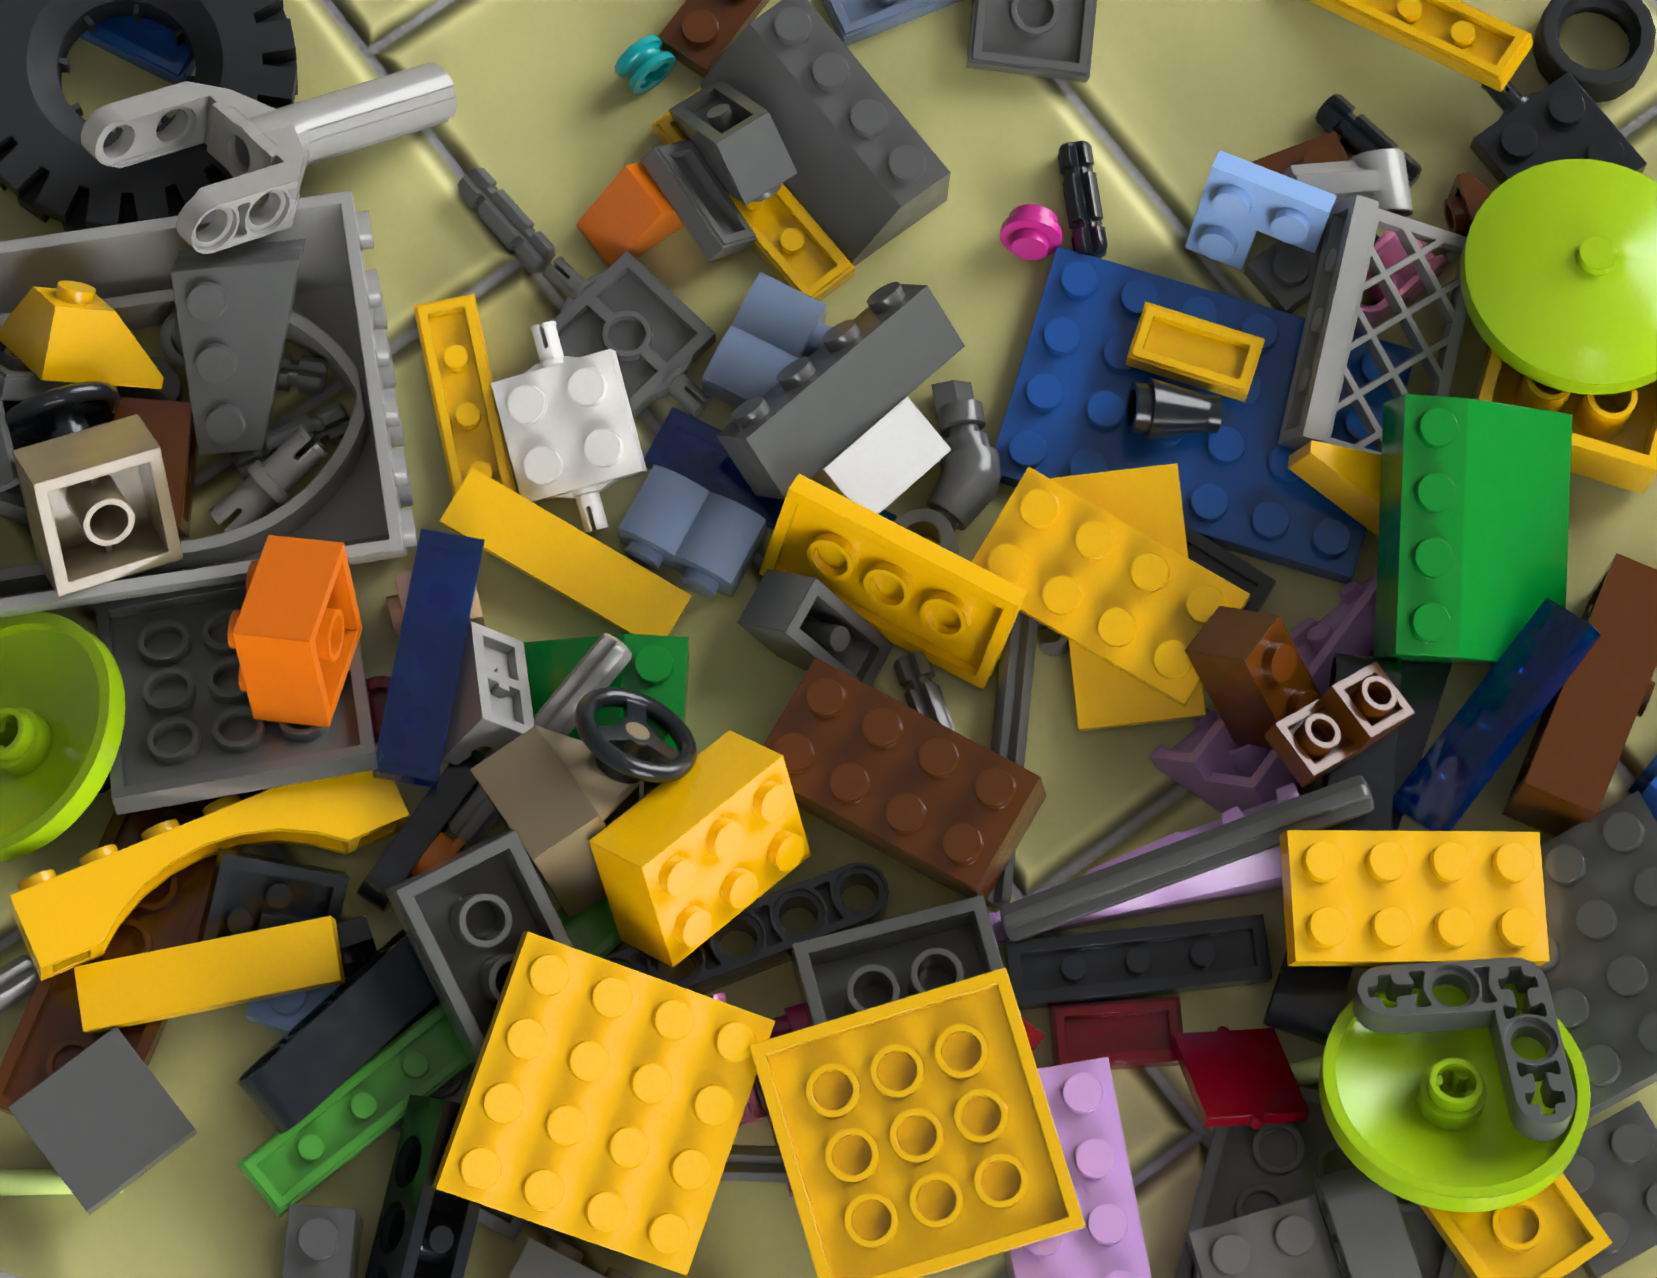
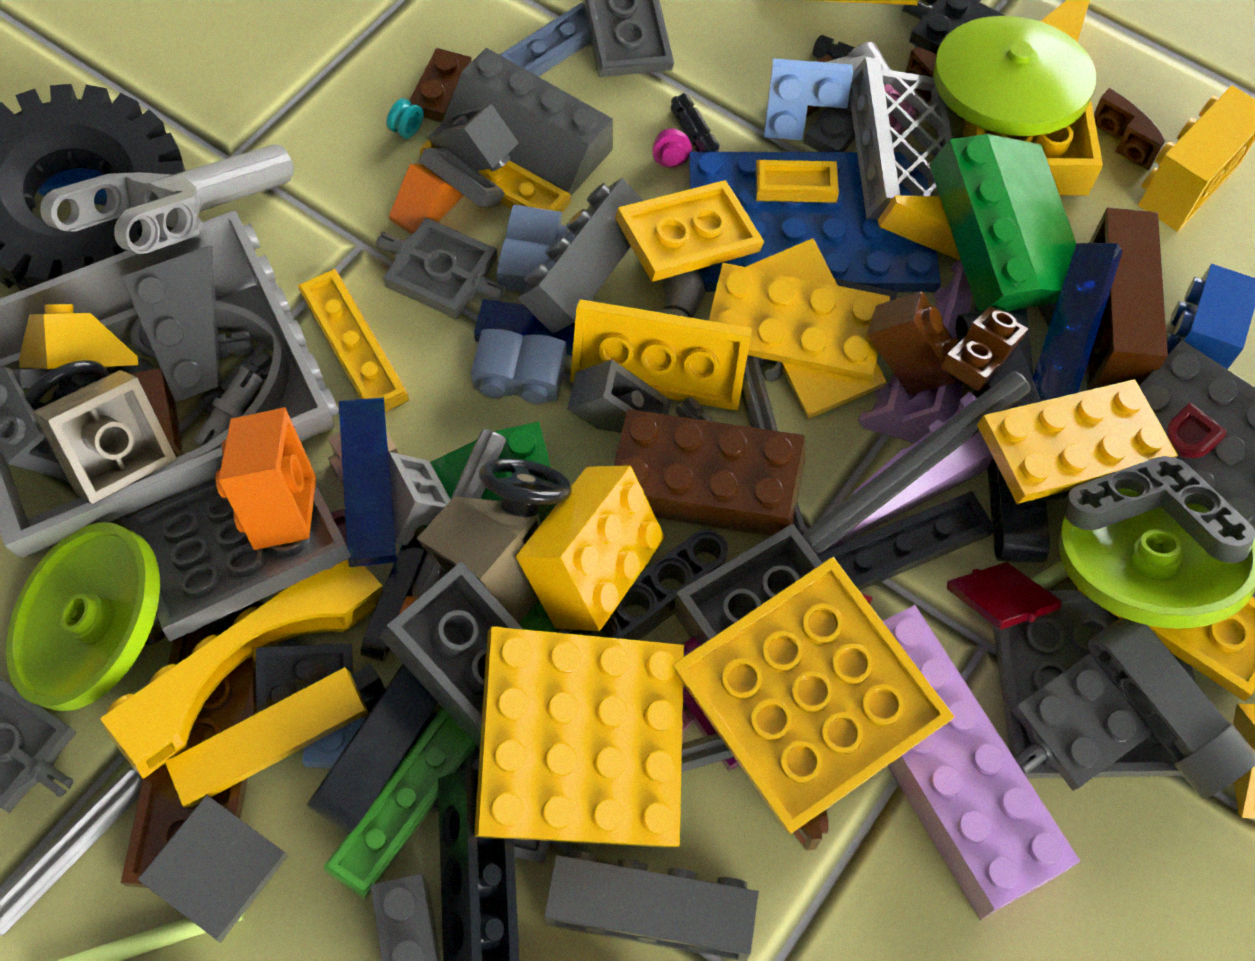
camera: 15 degrees left, 10 degrees down
(506, 219) = (343, 223): dark grey axle -> none
(564, 557) = (438, 401): yellow tile -> none
(569, 427) = (419, 325): white plate -> none
(885, 458) = (627, 284): hinge -> none
(999, 397) = (688, 230): none -> yellow plate
(1124, 1031) = (919, 587): dark red tile -> none
(1168, 410) = (793, 213): black cone -> none
(1585, 935) = (1194, 432): none -> dark red tile

